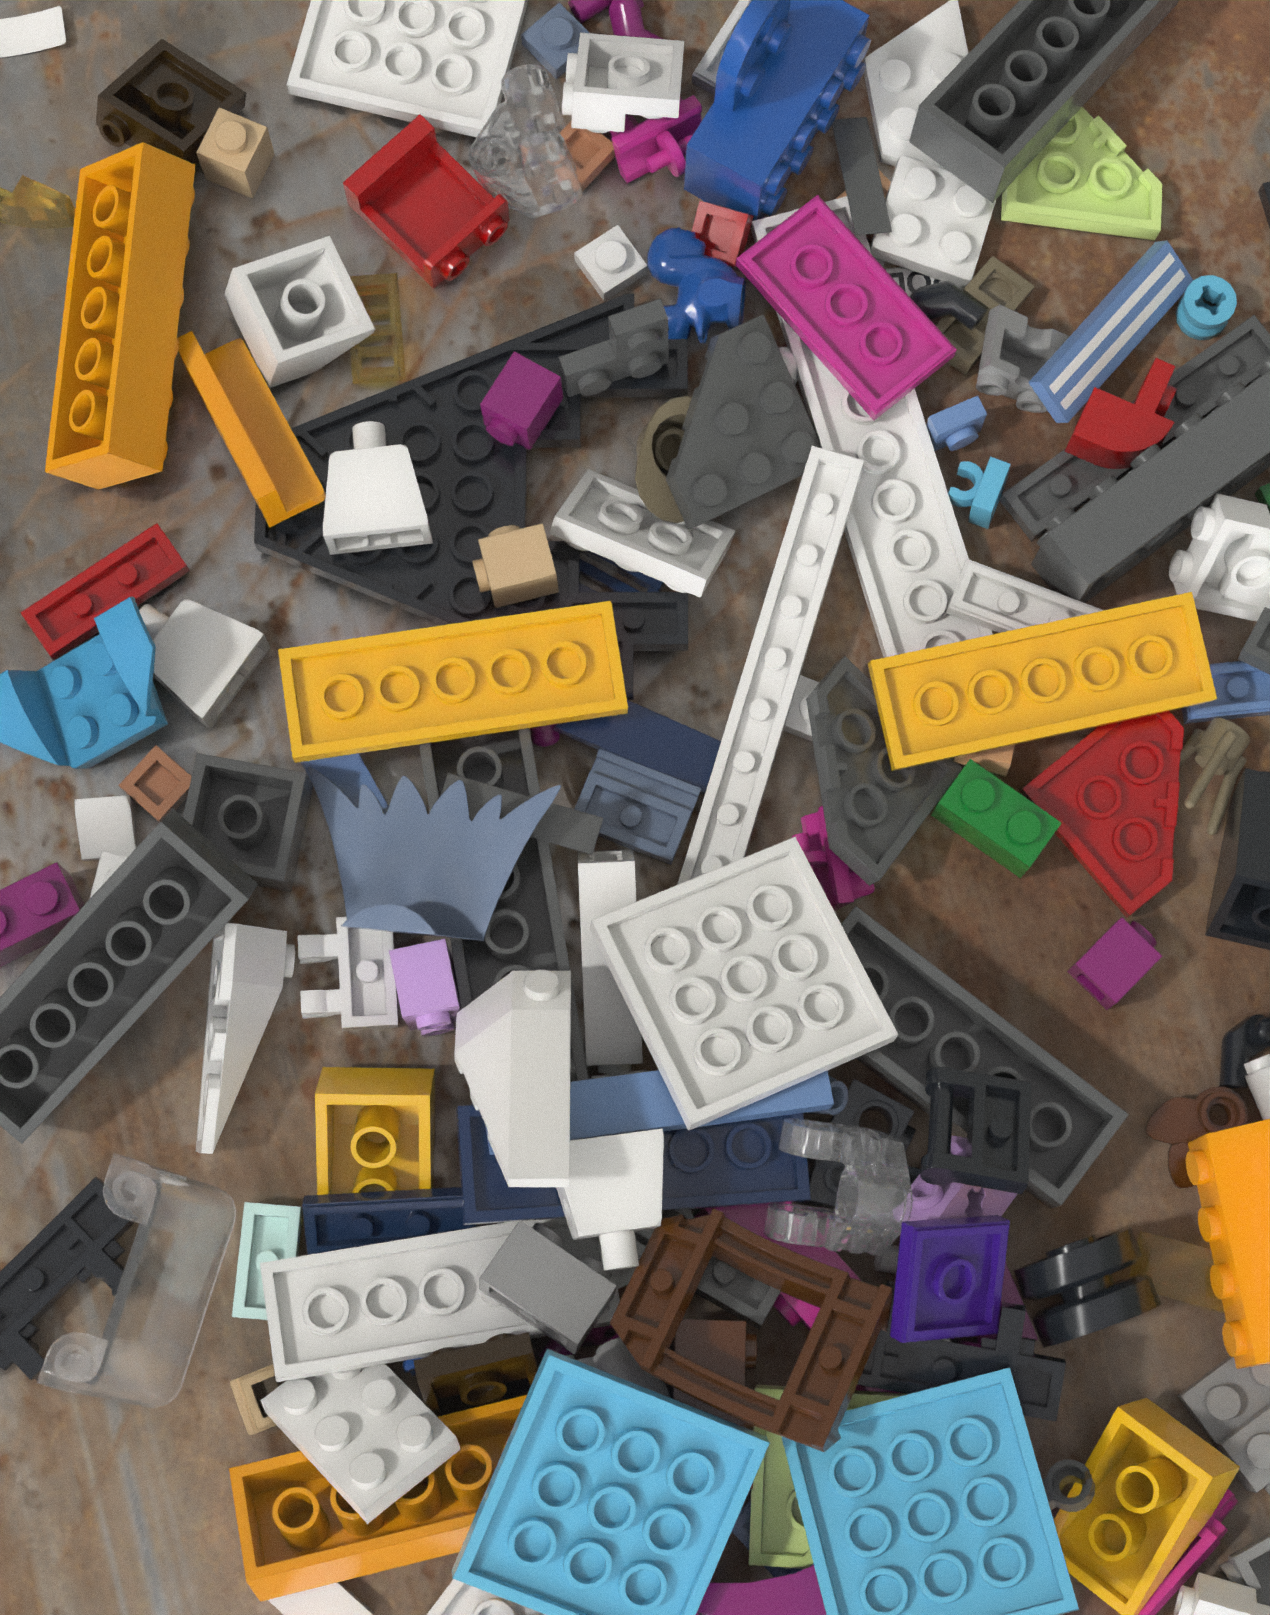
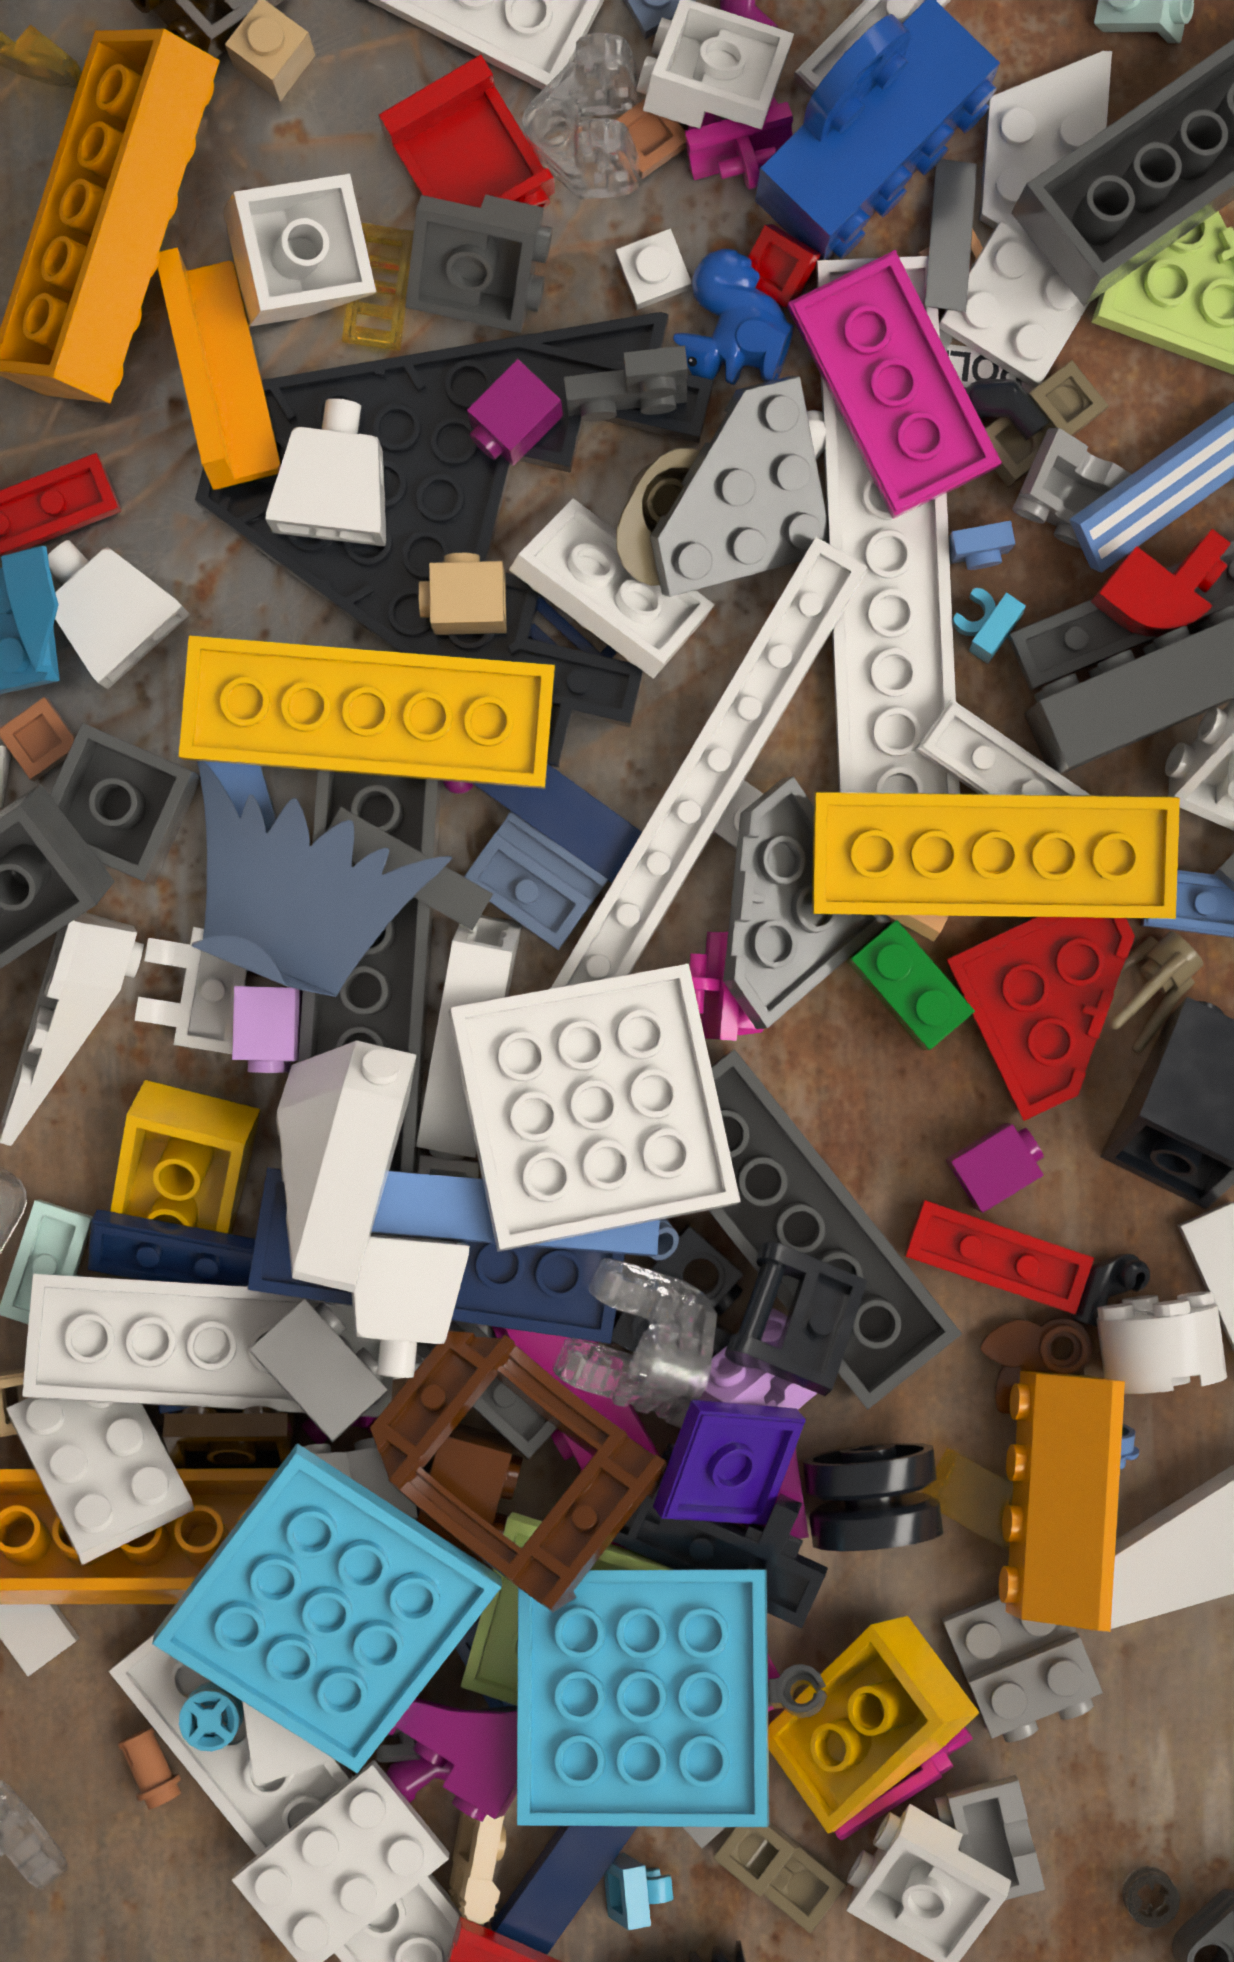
camera: 15 degrees right, 10 degrees up
(458, 283) = (478, 261): none -> dark grey plate
(1140, 1044) = (998, 1256): none -> red plate

